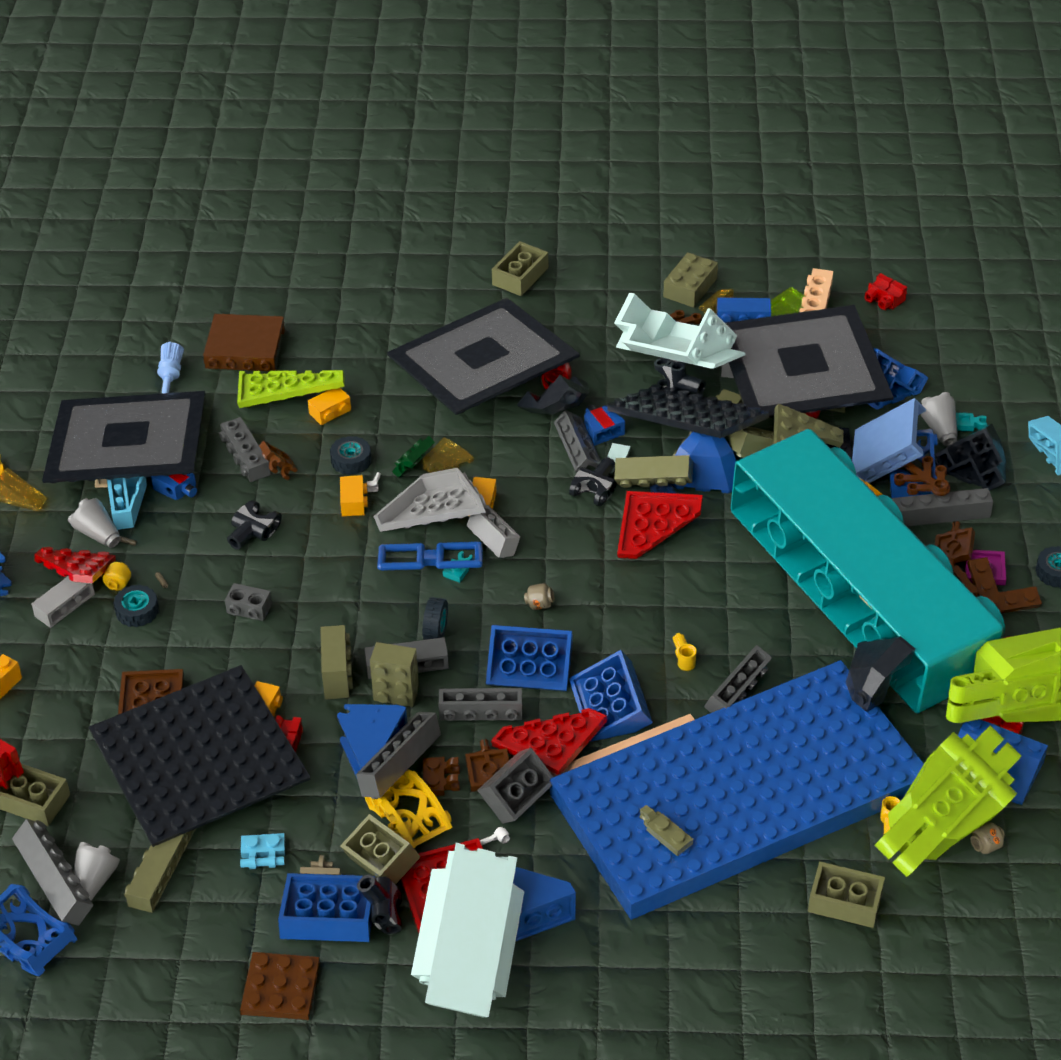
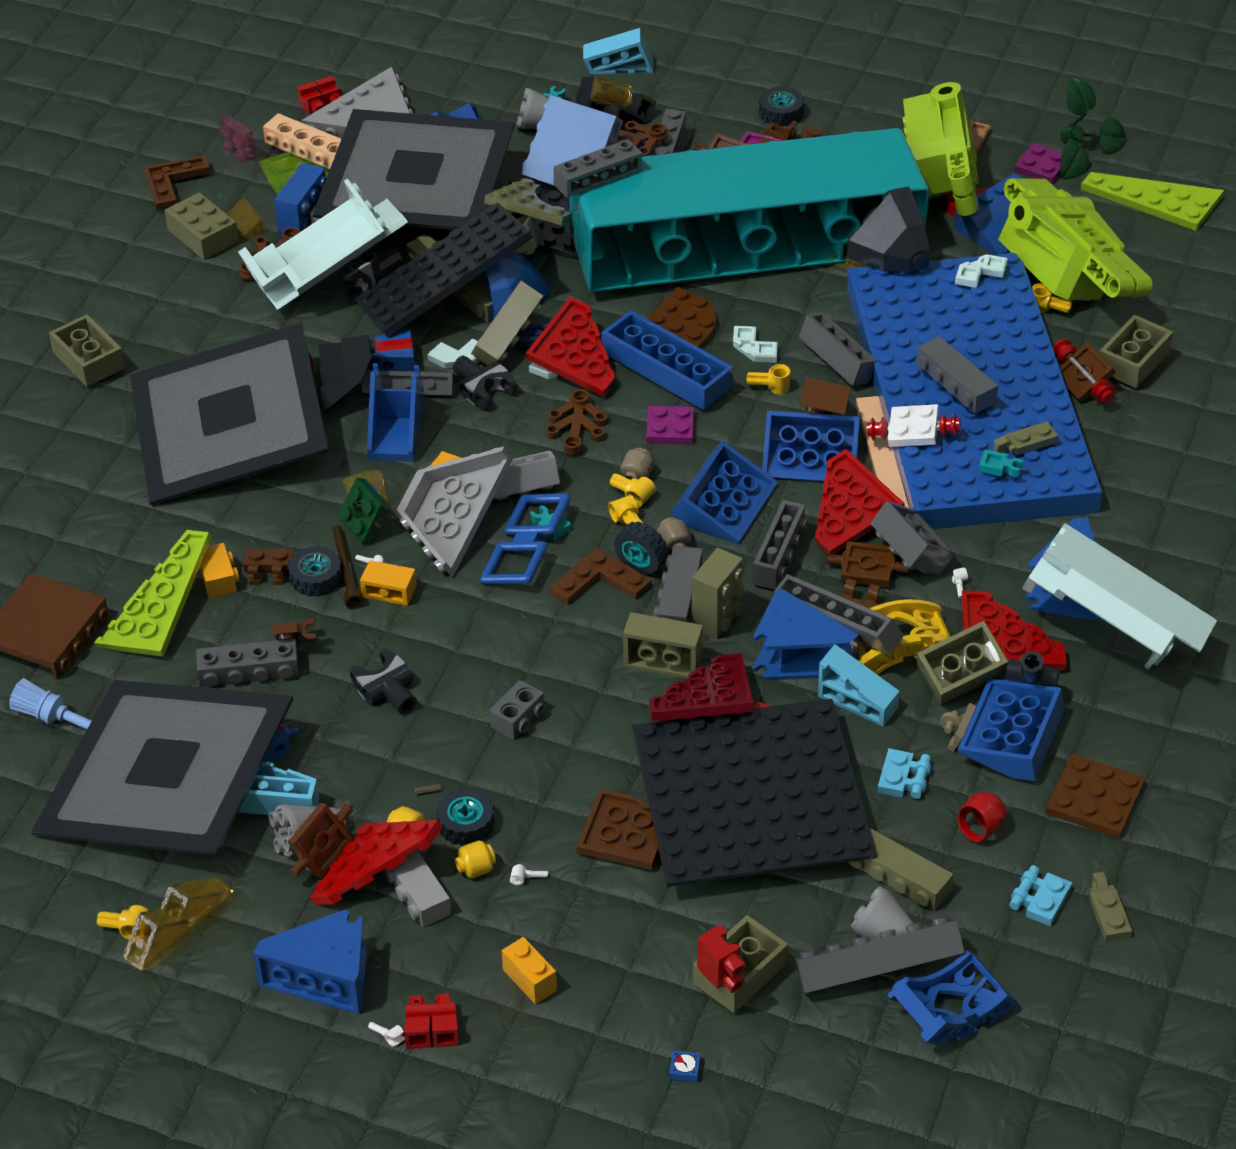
camera: 70 degrees left, 0 degrees up
(79, 531) = (320, 840): none -> reddish brown plate
(91, 650) = (519, 873): none -> white hand
(95, 621) = (475, 859): none -> yellow head
(156, 976) = (1048, 898): none -> medium azure plate
(156, 1020) = (1108, 909): none -> olive hinge
(223, 907) = (987, 811): none -> red helmet
(287, 701) = (706, 692): none -> dark red plate
(332, 483) = (353, 596): none -> dark brown piece
(337, 793) = (856, 687): none -> medium azure wedge
(349, 426) = (267, 560): none -> reddish brown plate
(407, 602) = (603, 566): none -> reddish brown plate
(468, 639) = (674, 533): none -> dark tan head
(484, 605) = (624, 510): none -> yellow axle
(513, 604) = (639, 488): none -> yellow axle
(526, 441) = (394, 418): none -> blue ladder
(599, 545) = (578, 401): none -> reddish brown plant
(603, 606) = (670, 425): none -> magenta plate
(620, 816) = (997, 463): none -> teal plate
(645, 749) = (913, 426): none -> white plate
(656, 681) = (824, 397): none -> reddish brown wedge
(668, 579) = (668, 360): none -> blue brick
(717, 759) = (957, 374): none -> dark grey brick
(729, 625) = (758, 351): none -> light aqua tile
(735, 242) = (161, 174): none -> reddish brown plate
(736, 580) = (686, 317): none -> reddish brown plate
(797, 862) = (1085, 372): none -> reddish brown plate
(799, 262) = (237, 136): none -> clear pink plate
(803, 440) = (597, 168): none -> dark grey brick
(875, 741) = (970, 273): none -> light aqua tile
(889, 323) = (376, 94): none -> light grey piece
(986, 447) = (611, 91): none -> clear yellow slope
(1017, 574) = (779, 132): none -> reddish brown bracket

